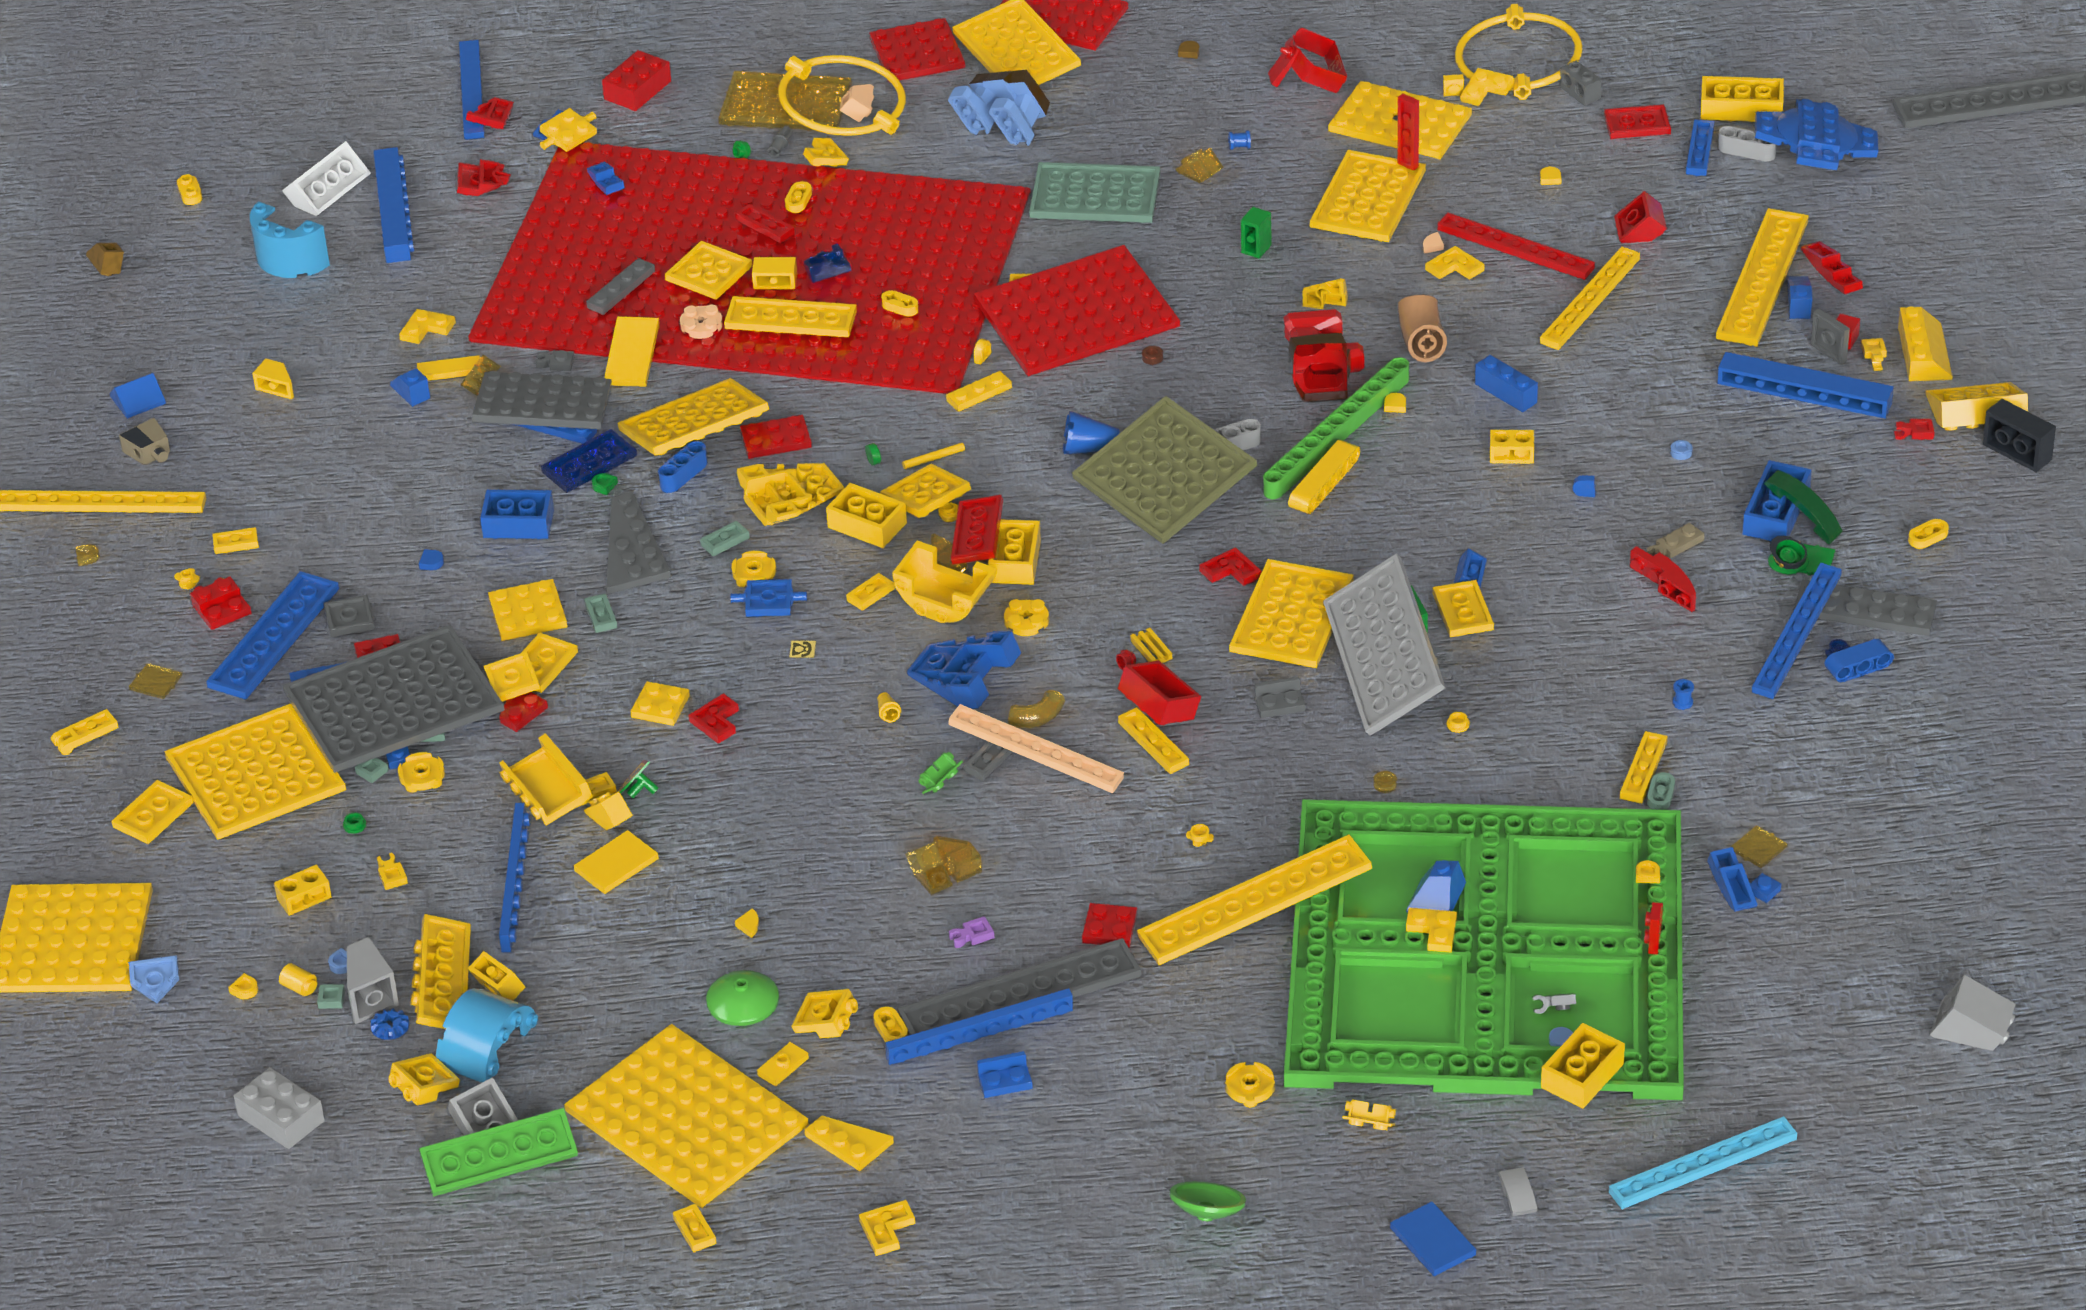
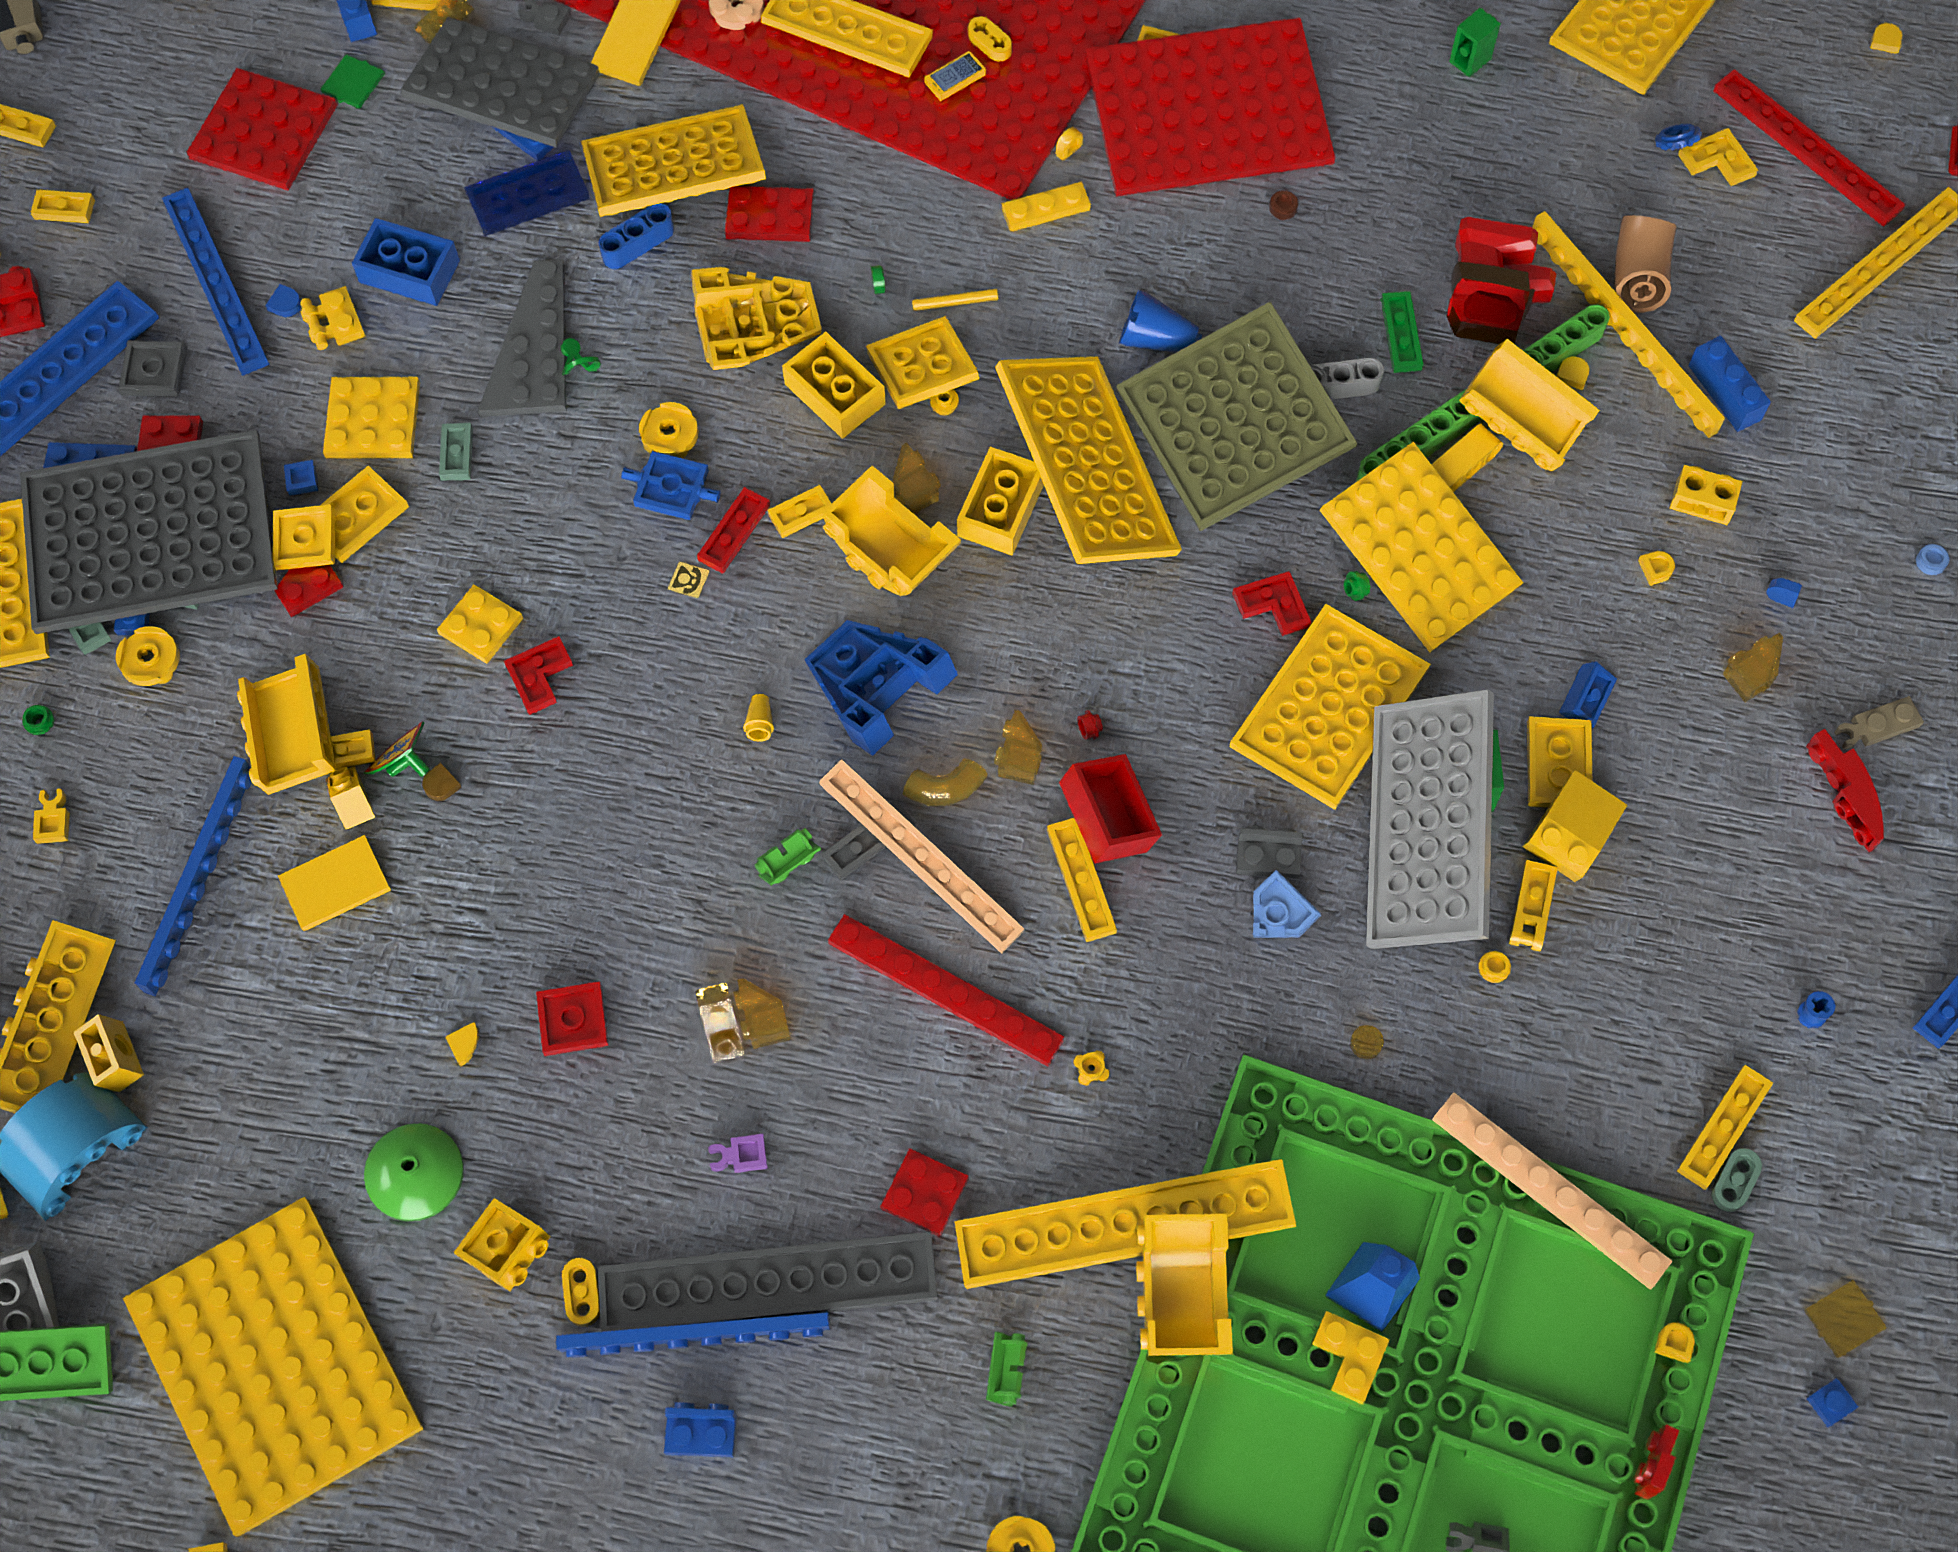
camera: 15 degrees right, 25 degrees up
(367, 467) = (262, 129): none -> red plate
(374, 558) = (215, 282): none -> blue plate
(424, 427) = (352, 81): none -> green piece
(477, 558) = (341, 315): none -> yellow plate
(490, 651) = (301, 477): none -> blue plate
(604, 483) = (535, 232): green tile -> none
(662, 539) = (571, 348): none -> green piece
(670, 793) = (440, 783): none -> pearl gold tile
(724, 538) = (649, 369): sand green plate -> none
(782, 1064) = (423, 1311): yellow plate -> none
(822, 891) = (572, 1018): none -> red plate
(825, 612) = (733, 530): none -> red plate
(847, 1141) = (461, 1482): yellow wing -> none
(882, 329) = (955, 76): none -> tile
(977, 529) = (960, 458): red tile -> none
(1033, 609) = (981, 594): yellow plate -> none
(1068, 513) = (1087, 459): none -> yellow plate
(1081, 820) = (946, 990): none -> red plate
(1083, 684) = (1021, 751): none -> clear yellow slope
(1155, 645) = (1124, 686): yellow tile -> none
(1204, 994) = (1004, 1379): none -> bright green hinge
(1265, 405) = (1401, 332): none -> green plate
(1286, 546) = (1356, 585): none -> green plate
(1300, 724) = (1281, 910): none -> medium blue plate
(1305, 901) = (1184, 1284): none -> yellow cylinder
(1323, 512) = (1421, 546): none -> yellow plate
(1329, 292) = (1524, 165): yellow slope -> none
(1370, 419) = (1528, 405): none -> yellow panel
(1421, 257) = (1678, 136): none -> blue gear
(1427, 369) = (1628, 326): none -> yellow plate
(1433, 243) = (1700, 112): light nougat tile -> none
(1472, 685) = (1533, 904): none -> yellow plate
(1484, 636) = (1575, 826): none -> yellow slope
(1492, 494) = (1657, 566): none -> yellow tile
(1537, 817) = (1552, 1191): none -> light nougat plate
(1578, 530) = (1755, 669): none -> clear yellow slope
(1731, 879) = (1790, 1381): blue slope -> none

